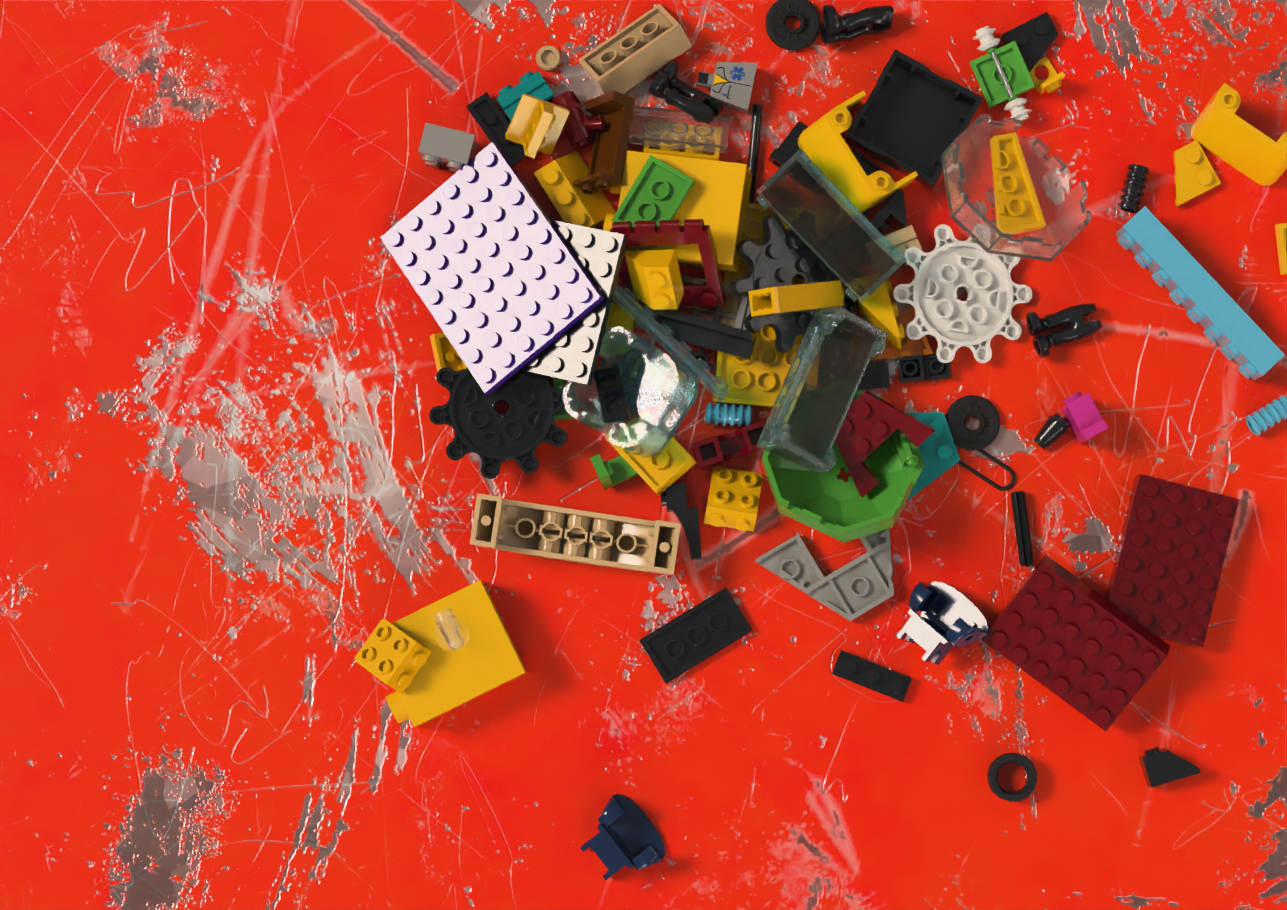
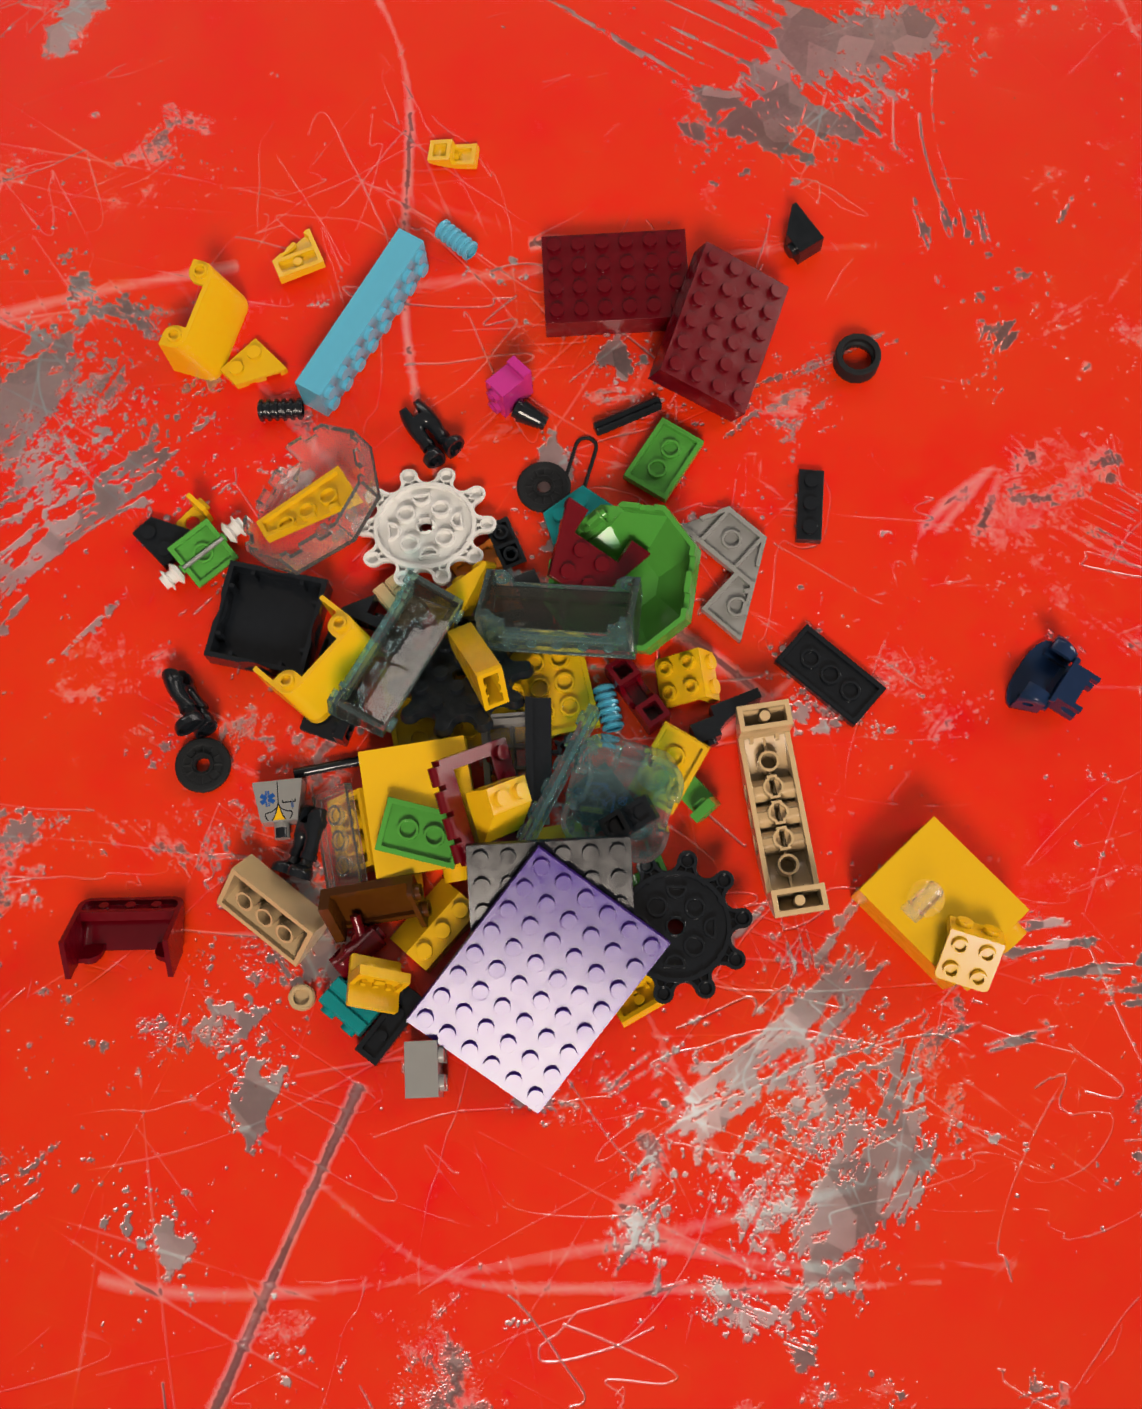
camera: 105 degrees left, 10 degrees down
(945, 620) = (737, 451): piece -> none
(963, 548) = (663, 460): none -> bright green plate

